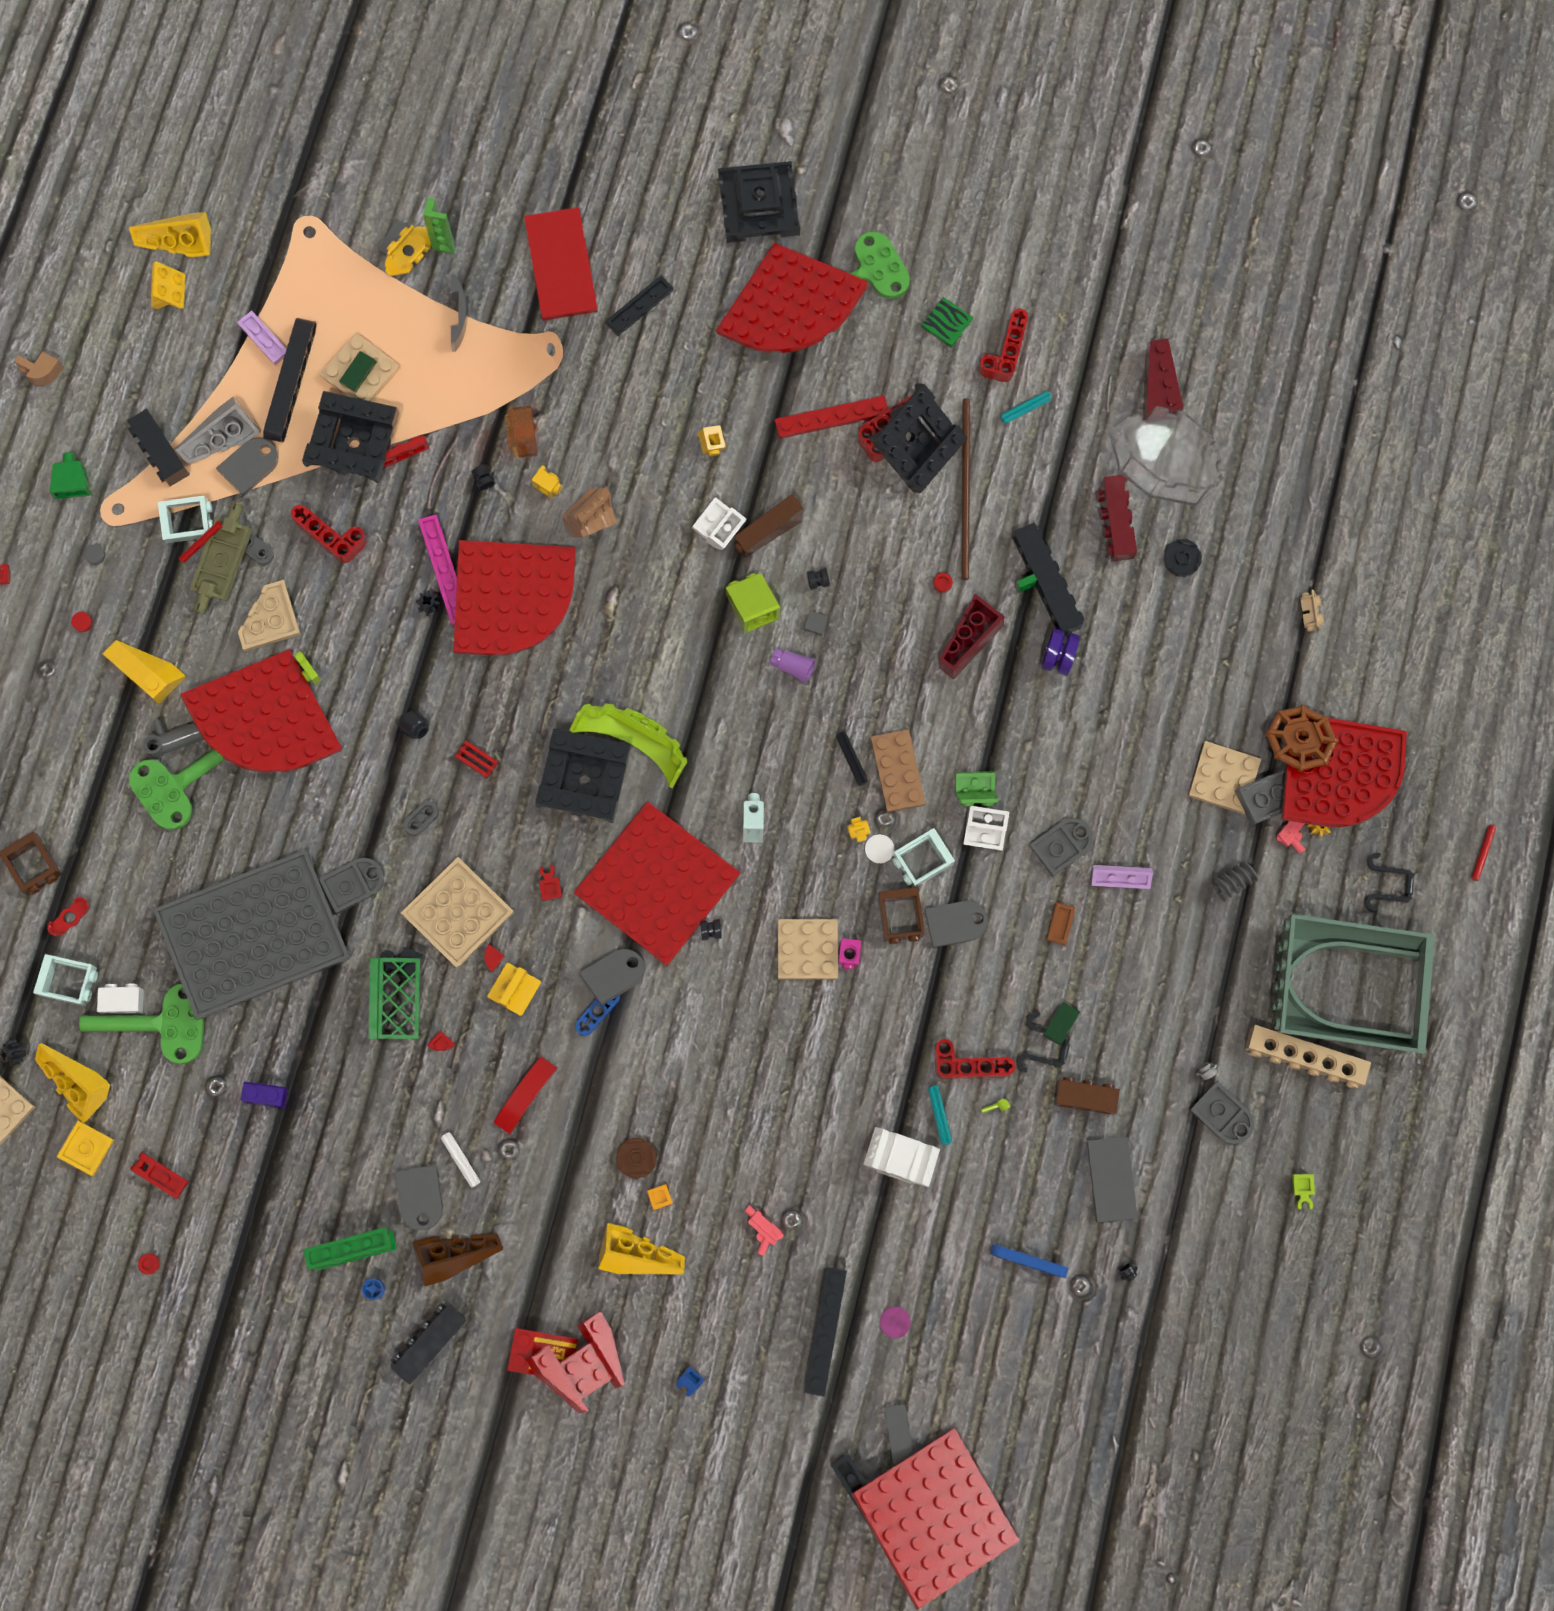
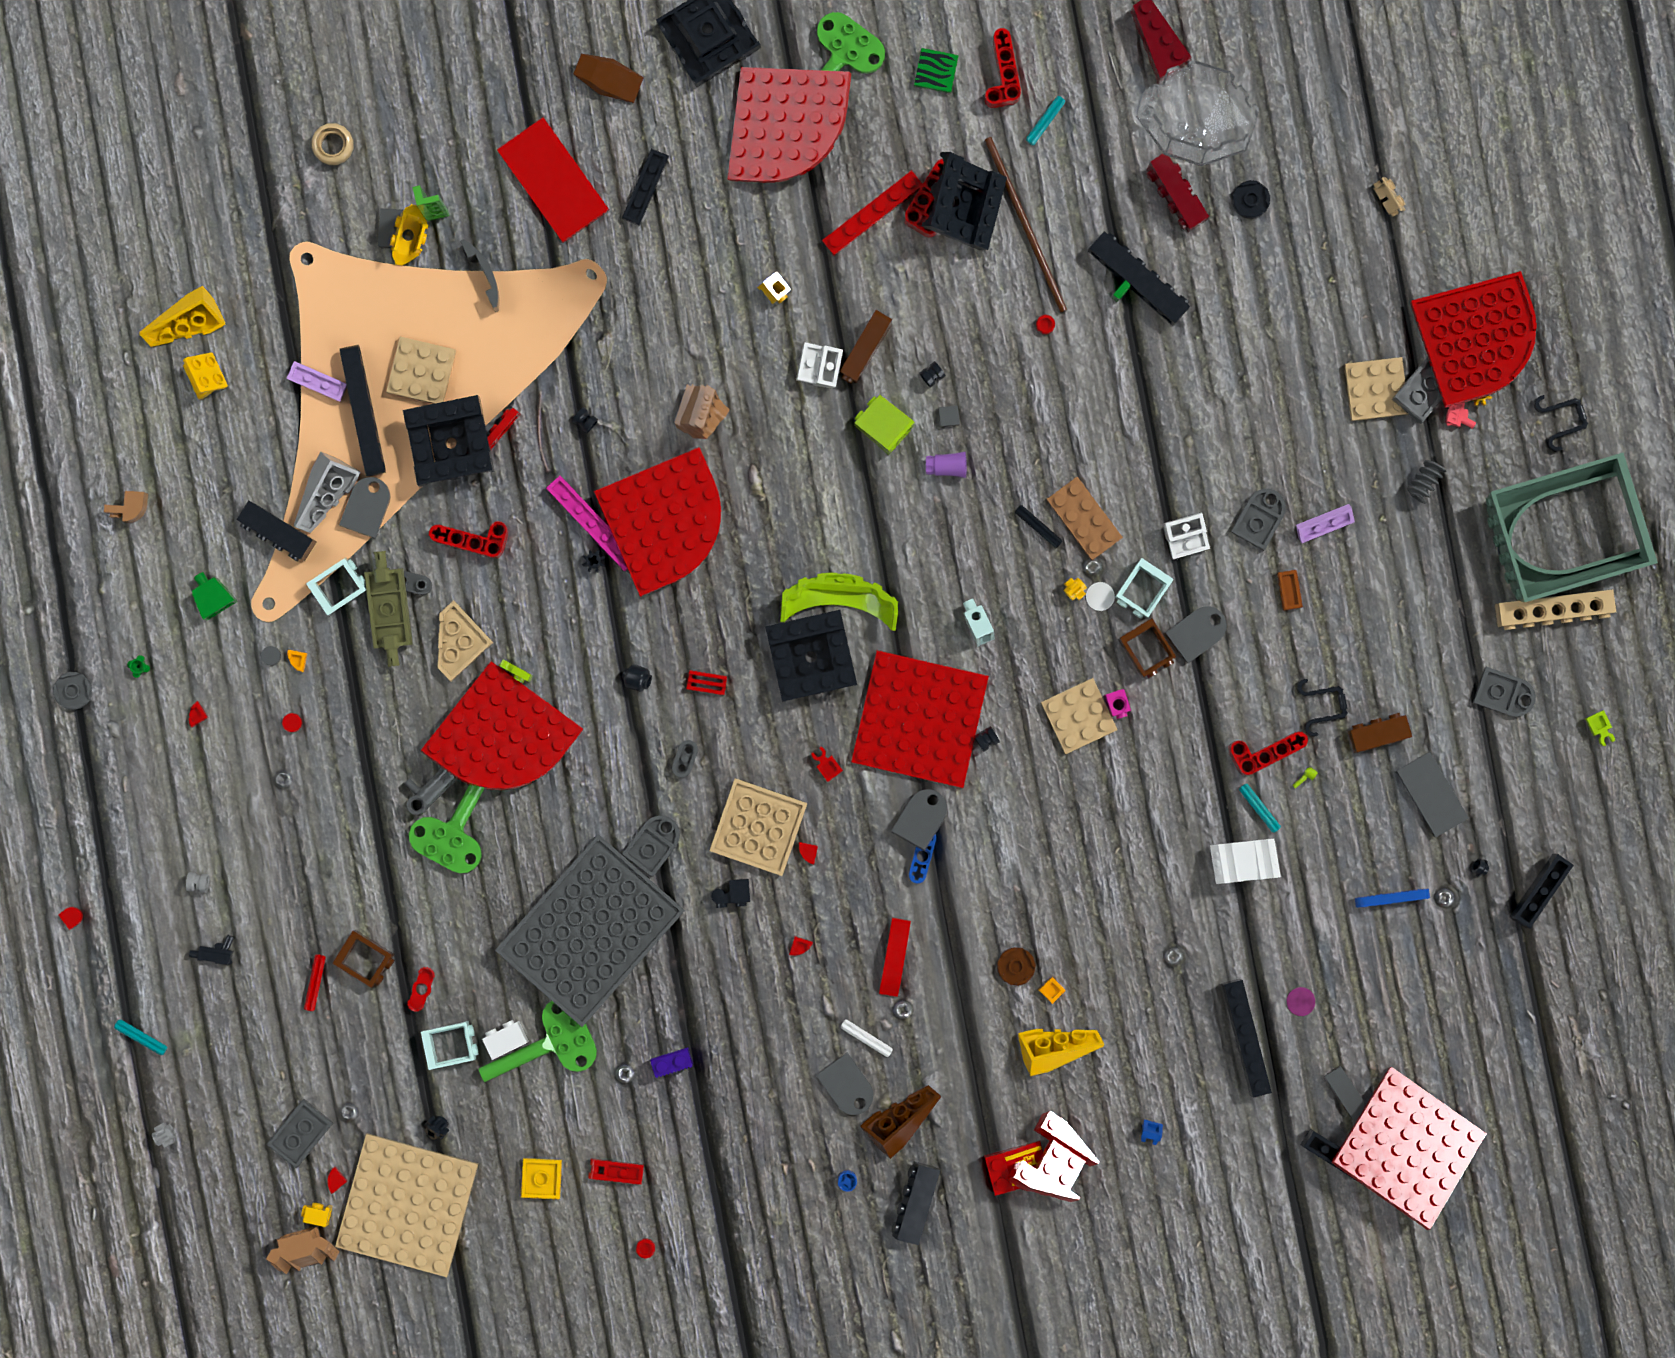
camera: 20 degrees left, 10 degrees up
(79, 1084) = (510, 1128): yellow wedge -> none
(117, 569) = (297, 659): none -> light orange tile
(147, 671) = (375, 740): yellow wedge -> none
(200, 542) = (362, 601): red bar -> none
(350, 1249) = (813, 1158): green fence -> none
(357, 371) = (422, 374): dark green tile -> none
(376, 998) = (727, 934): green fence -> none
(387, 161) = (321, 133): none -> tan wheel
(514, 989) = (840, 870): yellow bracket -> none
(521, 431) = (600, 361): clear orange brick -> none
(546, 482) = (645, 398): yellow brick -> none
(652, 199) = (608, 77): none -> reddish brown piece
(767, 1231) = (1157, 976): coral piece -> none
(971, 635) = (1096, 355): dark red wedge -> none
(975, 788) = (1162, 504): bright green bracket -> none
(1058, 651) = (1182, 343): dark purple wheel -> none
(1061, 1023) = (1329, 679): dark green tile -> none
(1178, 1321) = (1541, 890): none -> black brick
(1207, 1070) = (1473, 661): light grey plate -> none
(1297, 747) = (1428, 333): dark orange plate -> none
(1483, 852) = (1634, 351): red bar -> none

